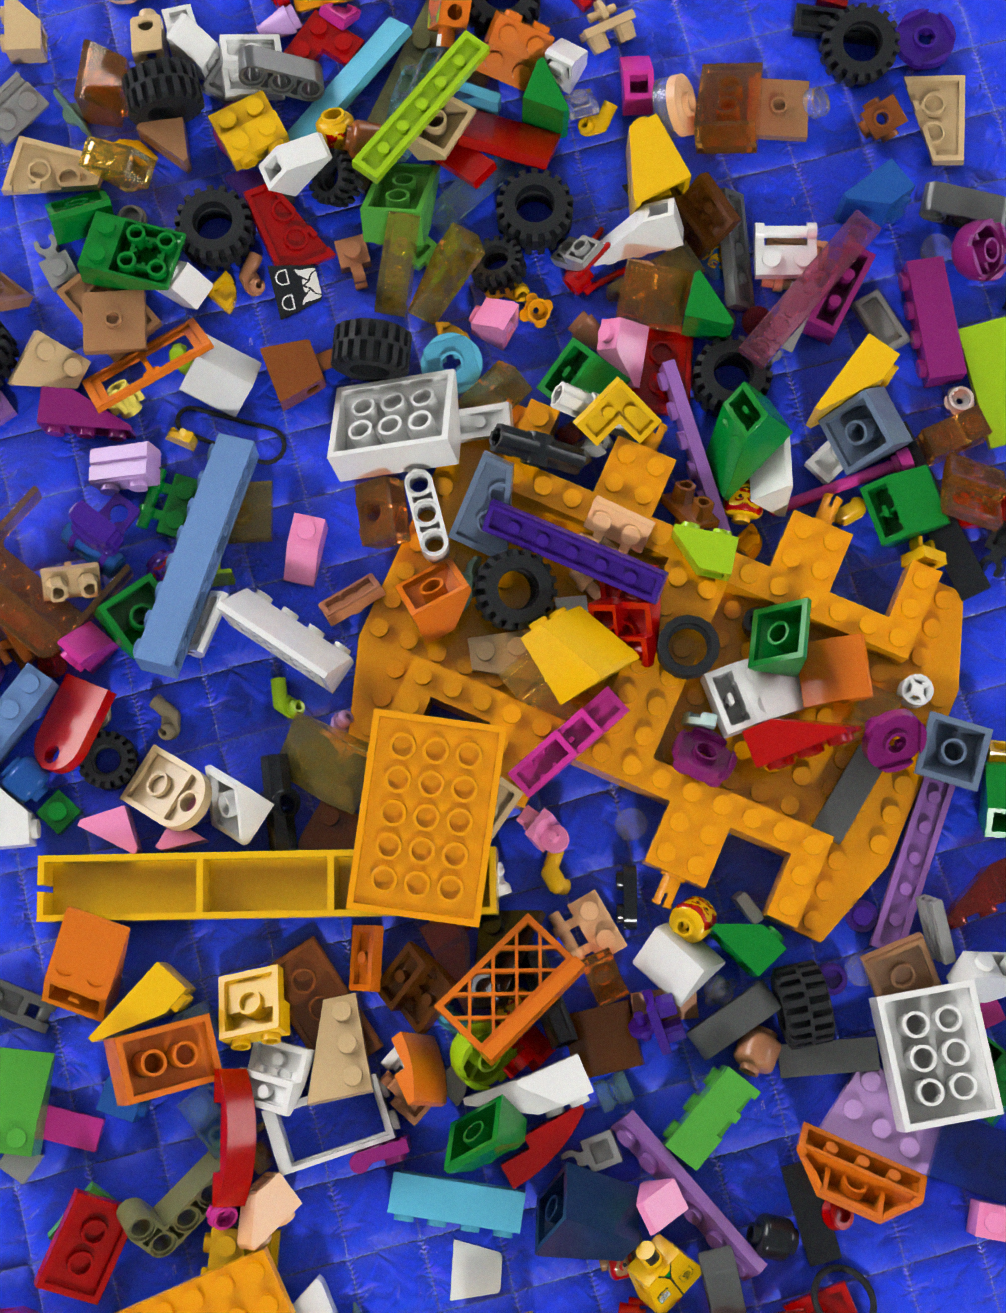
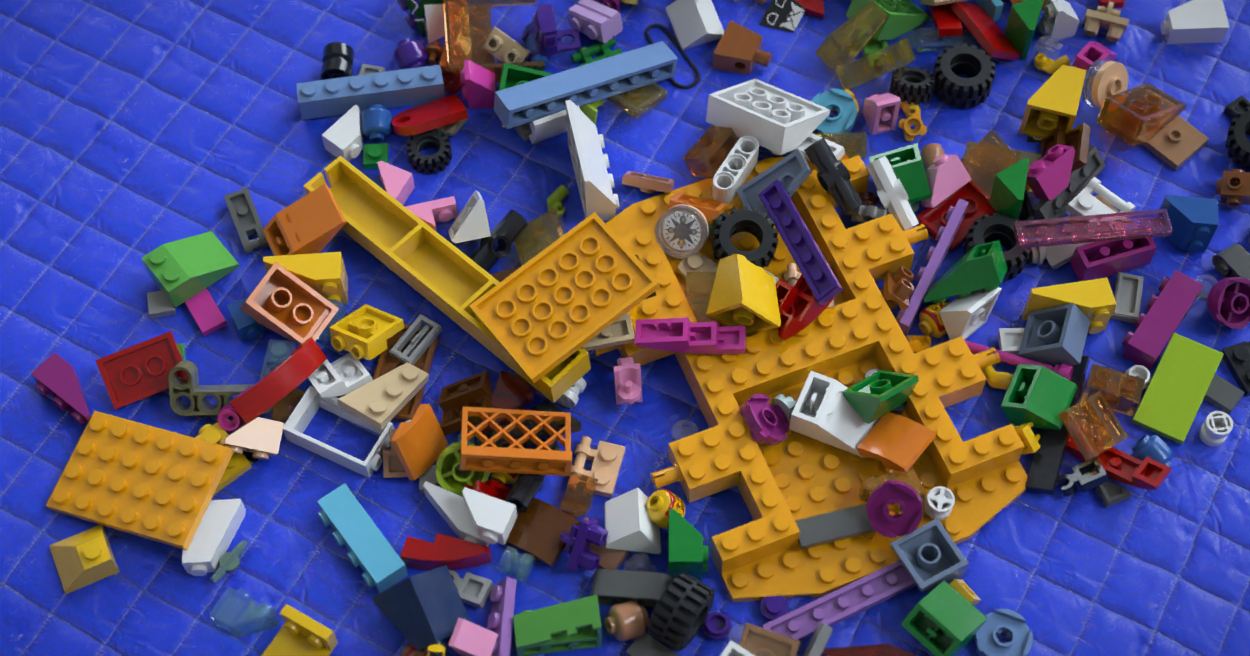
camera: 45 degrees right, 20 degrees down
(165, 788) = (443, 187): tan tile -> none
(170, 718) = (486, 158): dark tan arm -> none
(182, 438) = (642, 35): yellow tile -> none
(305, 549) = (650, 136): bright pink slope -> none
(305, 968) = (422, 347): none -> light grey tile
(353, 257) = (830, 22): nougat plate -> none
(366, 958) = (461, 361): orange plate -> none
(371, 349) = (792, 64): black tyre -> none
(391, 1150) = (353, 466): magenta plate -> none
(452, 636) = (681, 231): none -> clear piece
(474, 1271) = (330, 591): white sticker -> none
(484, 1135) = (414, 511): green slope -> none
(553, 876) = (610, 416): yellow arm -> none
(576, 253) = (968, 110): light grey slope -> none
(581, 280) = (957, 129): red plant -> none
(617, 406) = (906, 192): yellow plate -> none
(618, 525) = (842, 252): light nougat plate -> none
(627, 883) = (646, 461): black plate -> none
(648, 230) = (1027, 130): white slope -> none
(701, 626) = (815, 328): black tyre -> none
(706, 551) = (882, 307): lime slope -> none
(718, 254) = (1051, 173): none -> dark pink slope
(747, 907) = (707, 532): light grey tile -> none
(780, 740) = (829, 452): red slope -> none
(816, 102) = (1202, 152): clear tile -> none

